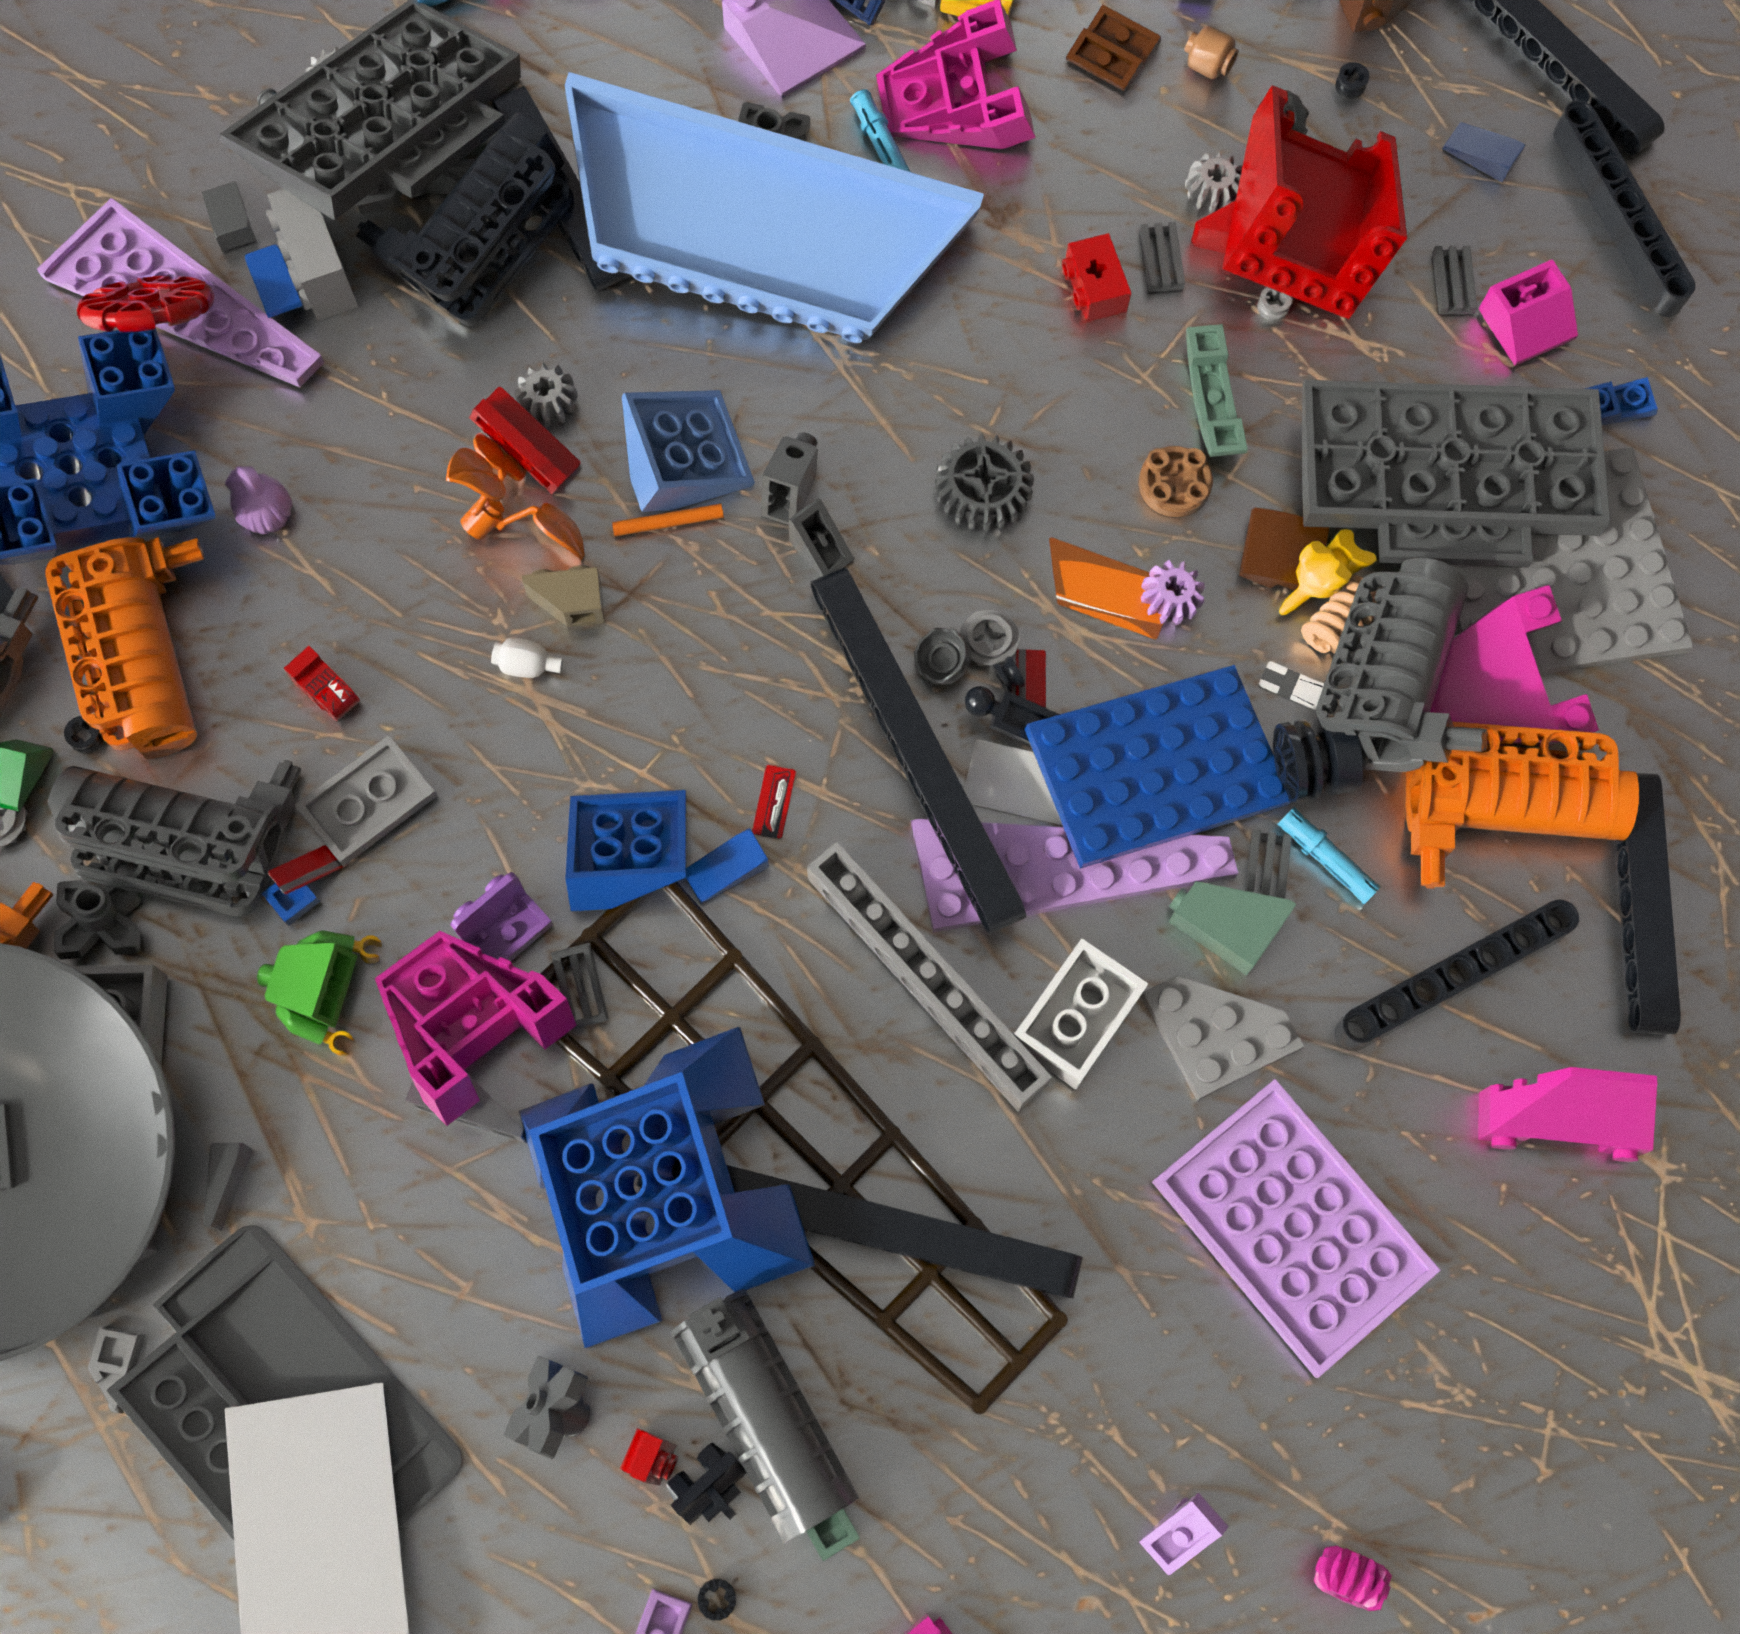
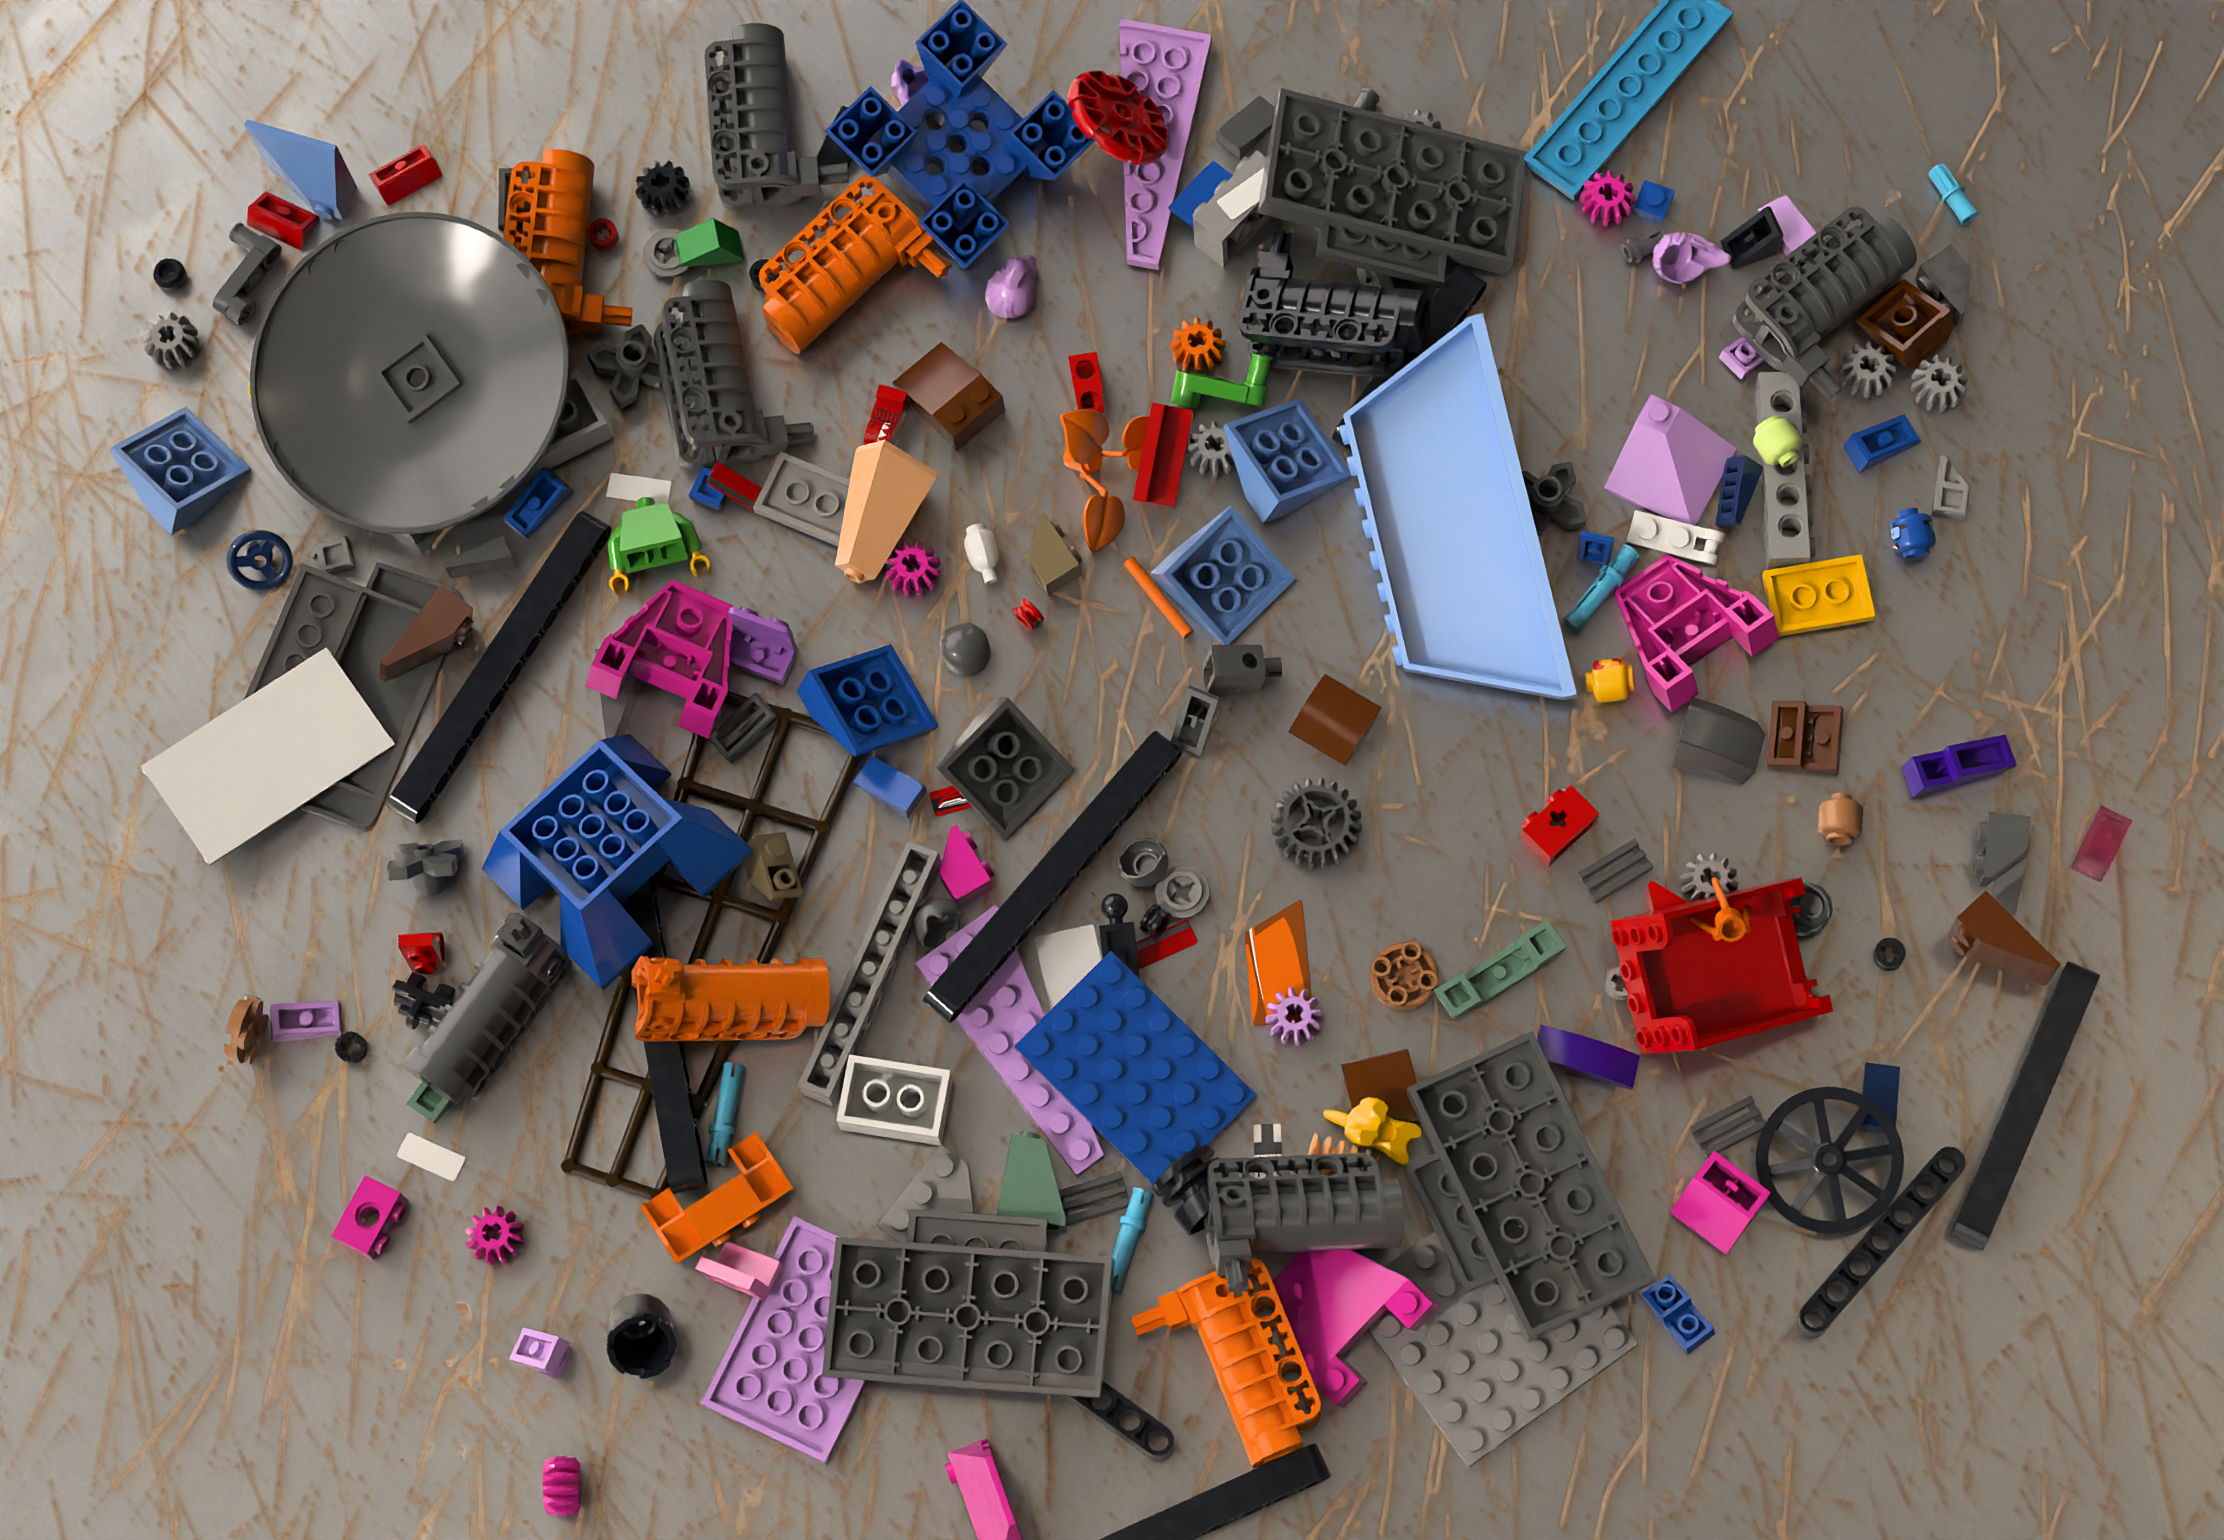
camera: 75 degrees right, 0 degrees up
(51, 1438) = (261, 546): none -> dark blue piece
(193, 1092) = (538, 502): none -> blue slope
(241, 976) = (636, 487): none -> white sticker
(276, 1259) = (432, 633): none -> reddish brown slope
(307, 226) = (1242, 196): none -> white sticker
(335, 610) = (951, 395): none -> reddish brown slope
(363, 1224) = (499, 667): none -> black beam
(405, 477) = (1087, 381): none -> red leg
(418, 726) = (879, 506): none -> light nougat slope
(428, 360) = (1192, 336): none -> orange gear
(467, 384) = (1191, 385): none -> bright green beam
(503, 746) = (913, 580): none -> dark pink gear
(595, 340) = (1283, 459): none -> medium blue slope
(617, 646) = (1028, 614): none -> red bush
(618, 725) = (965, 649): none -> dark grey hair
(763, 1020) = (773, 867): none -> dark tan slope
(766, 740) = (1004, 766): none -> dark grey slope
(841, 118) = (1595, 548): none -> blue slope
(860, 831) = (962, 871): none -> dark pink slope
(865, 59) = (1674, 538): none -> white plate
(885, 419) = (1335, 719): none -> reddish brown slope
(890, 1562) = (431, 1157): none -> white sticker
(894, 1125) = (729, 999): none -> orange piece
(897, 883) = (935, 920): none -> dark grey hair
(978, 167) = (1610, 680): none -> yellow head
(1003, 1203) = (725, 1112): none -> medium azure pin
(1036, 1531) = (499, 1223): none -> dark pink gear
(1082, 118) = (1718, 743): none -> dark grey slope
(1113, 1250) = (722, 1209): none -> orange bracket
(1190, 1262) = (742, 1270): none -> bright pink panel
(1225, 1406) = (640, 1336): none -> black cylinder
(1300, 144) = (1728, 921): none -> orange plant
(1337, 357) = (1588, 1057): none -> dark purple slope
(1345, 1040) = (969, 1308): none -> dark grey slope
(1525, 208) = (1817, 1096): none -> black wheel

